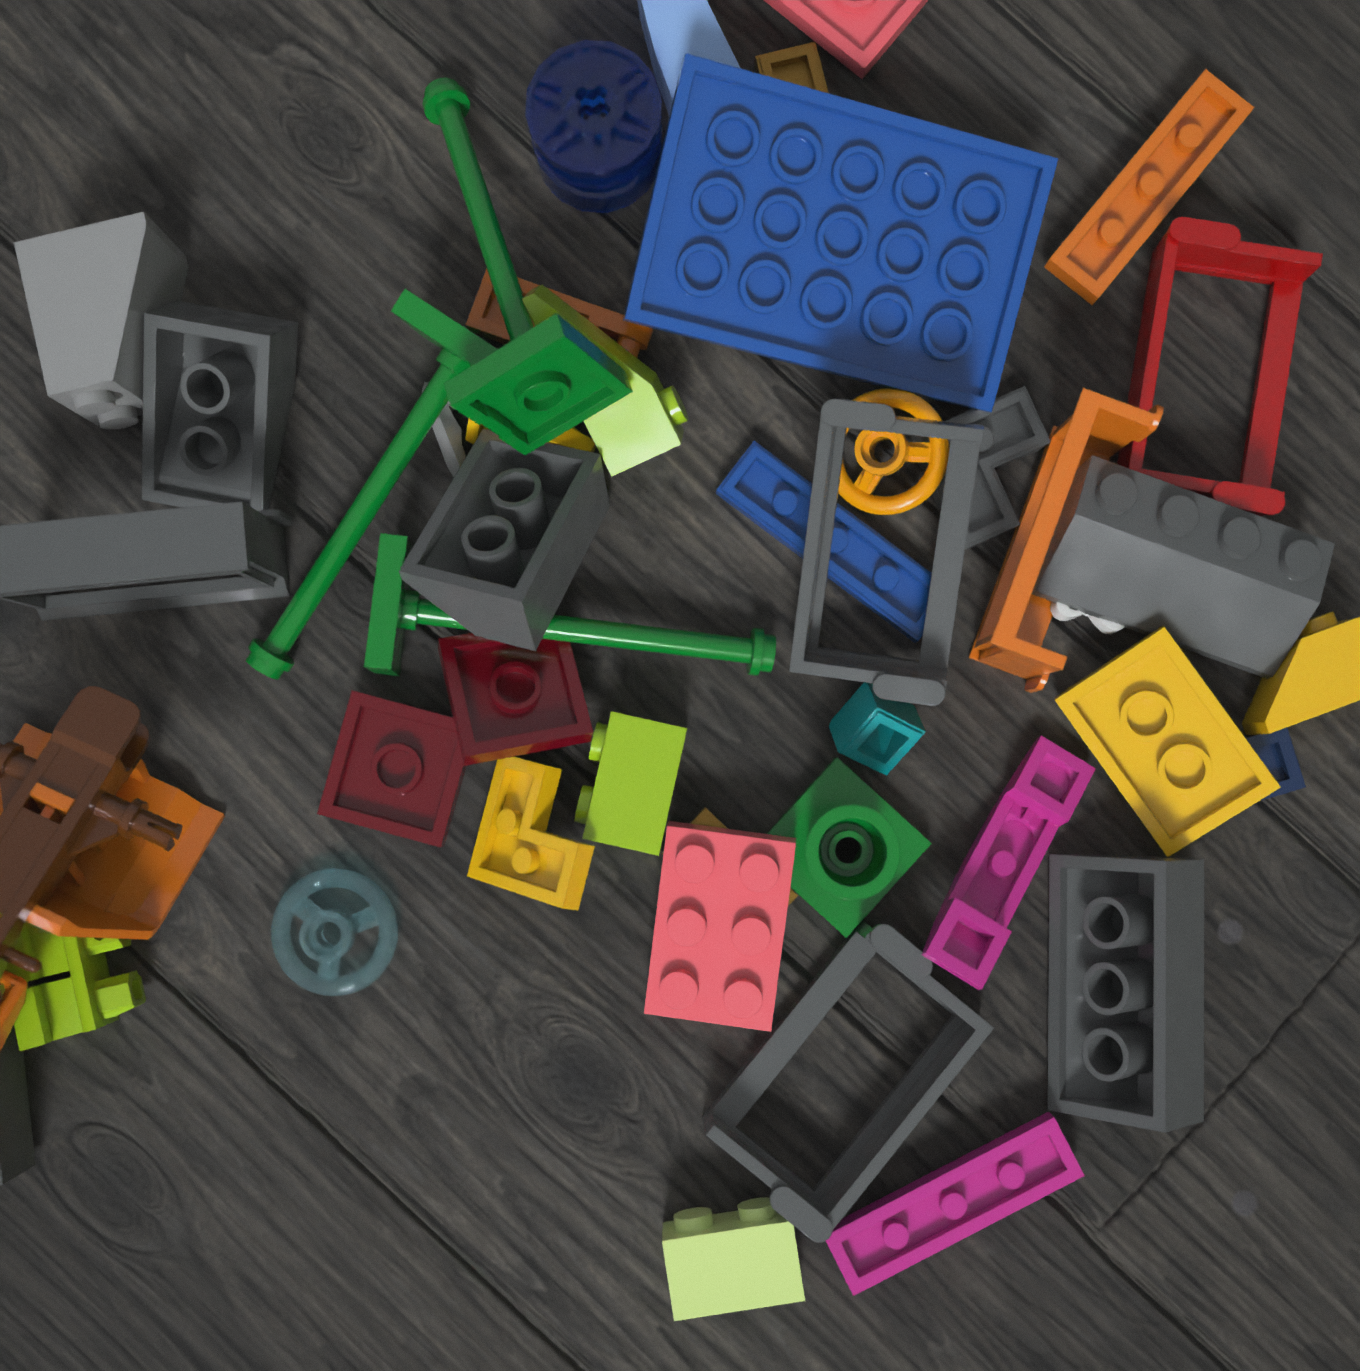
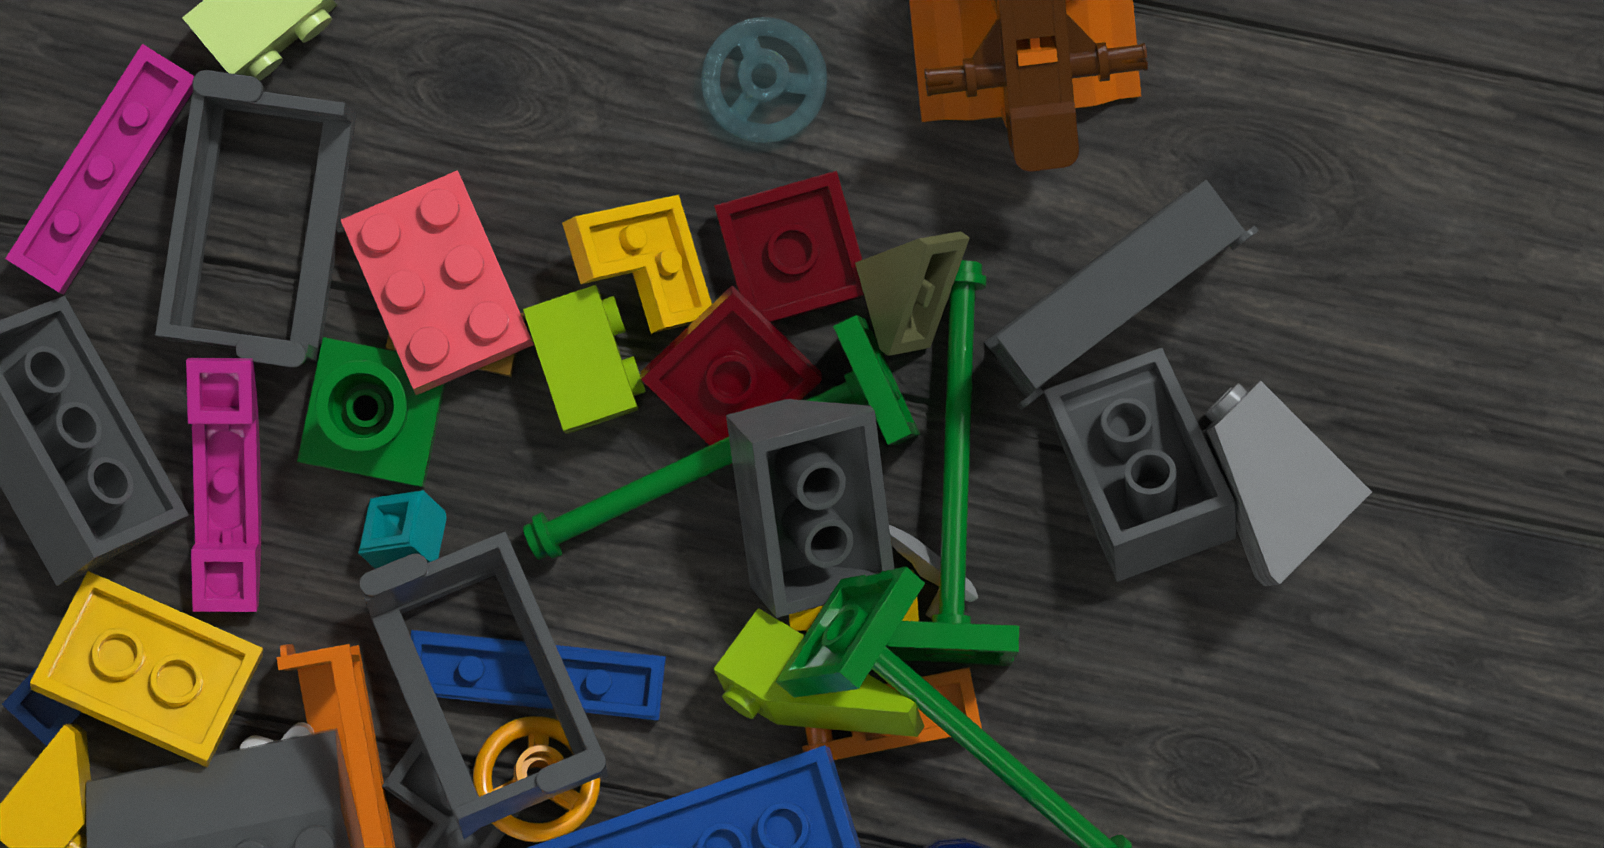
camera: 145 degrees right, 0 degrees up
(315, 673) = (910, 289): none -> olive slope

